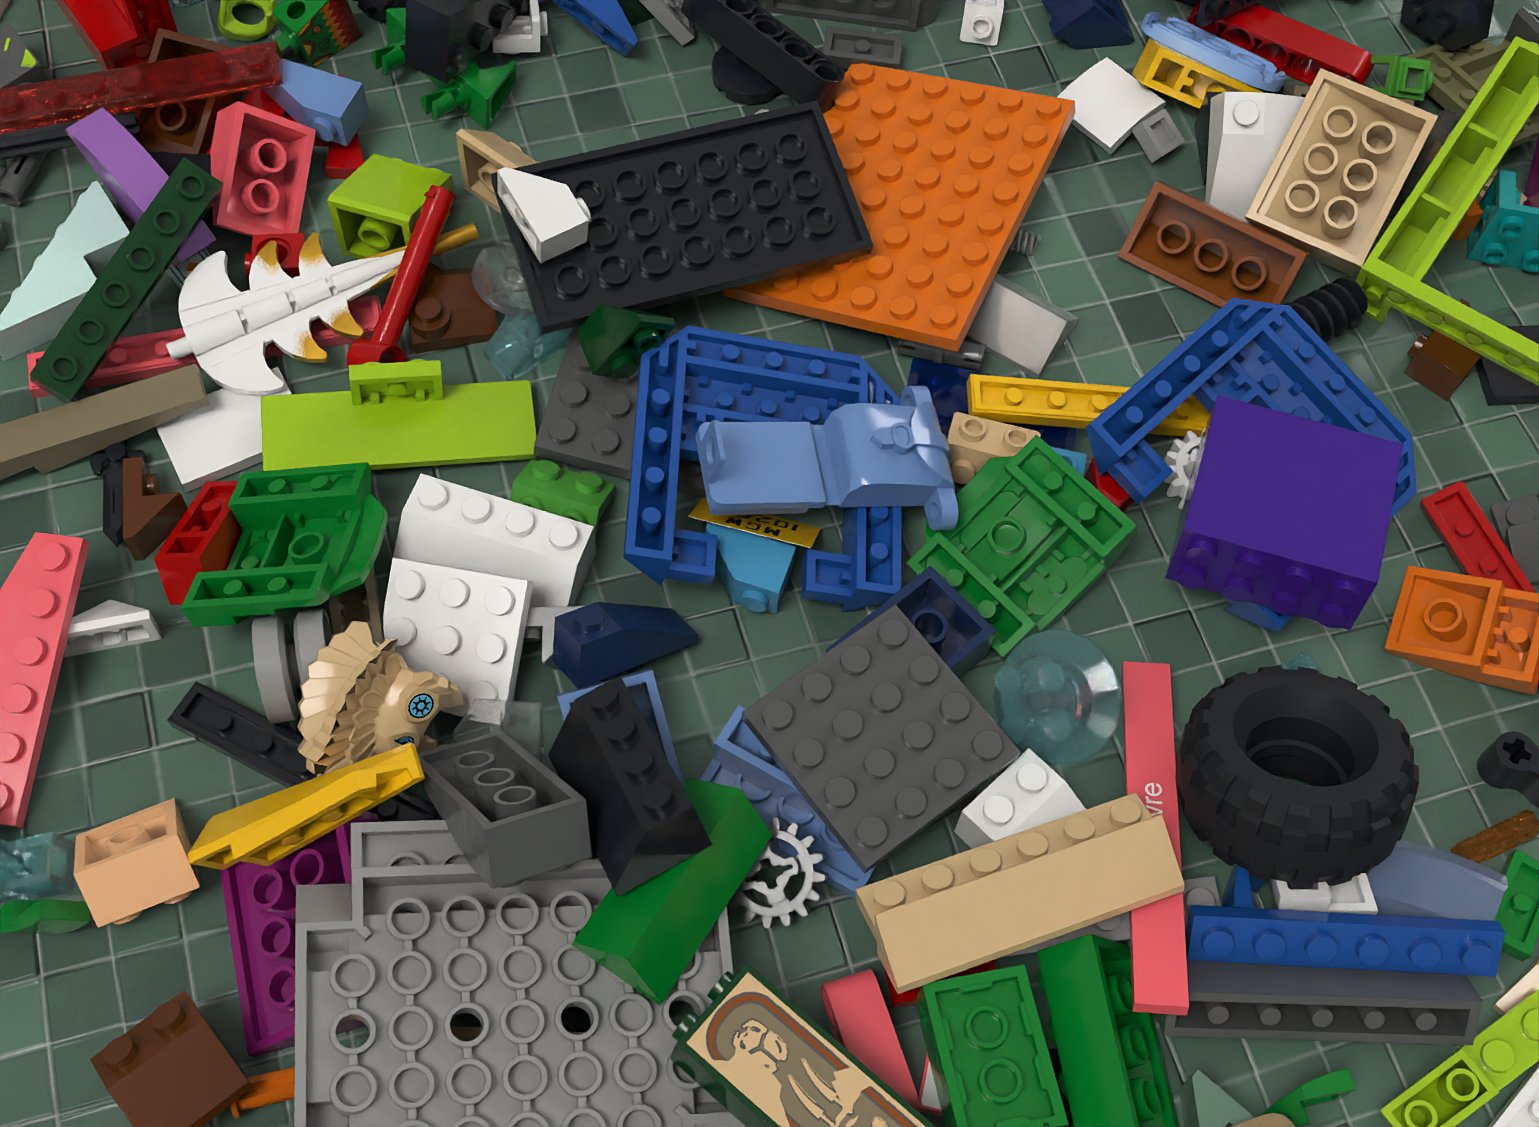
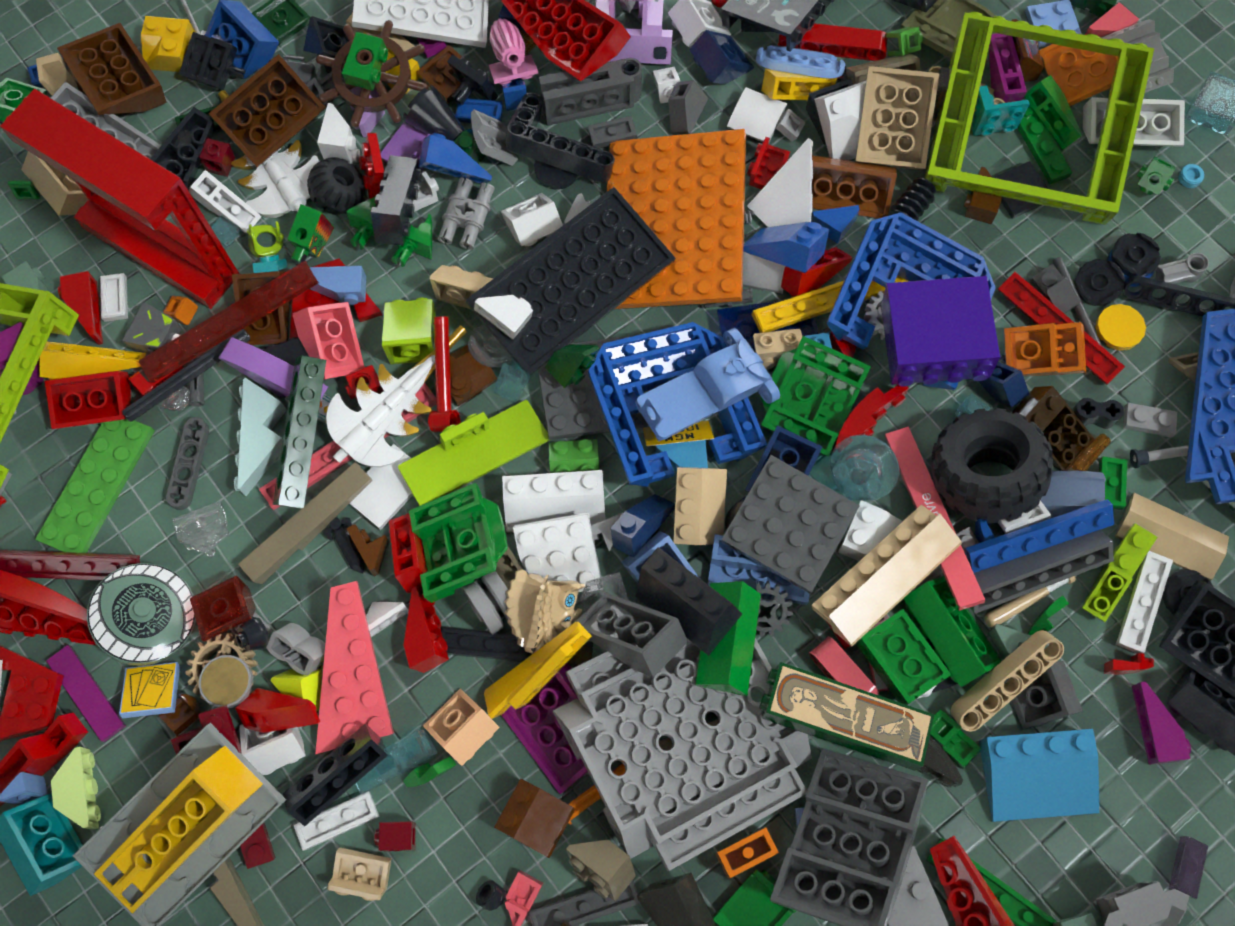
camera: 15 degrees left, 10 degrees up
(65, 60) = (181, 309): none -> orange slope
(156, 680) = (423, 637): none -> red slope
(221, 32) = (269, 264): none -> teal plate
(573, 82) = (466, 213): none -> light grey pin
(671, 115) = (532, 219): none -> white slope
(734, 644) = (699, 505): none -> tan slope
(998, 48) = (685, 106): none -> dark grey slope
(1083, 301) = (790, 245): none -> blue slope
(1093, 180) = (768, 163): none -> red bracket
(1099, 355) = (823, 270): none -> red slope
(1104, 239) = (789, 193): none -> white tile
(1119, 608) = (869, 410): none -> red slope
(1174, 299) = (836, 220): none -> blue slope
(1259, 1056) = (1019, 604): none -> tan piece
(1374, 656) = (1006, 385): none -> dark blue slope
(1456, 776) = (1058, 423): none -> dark brown slope

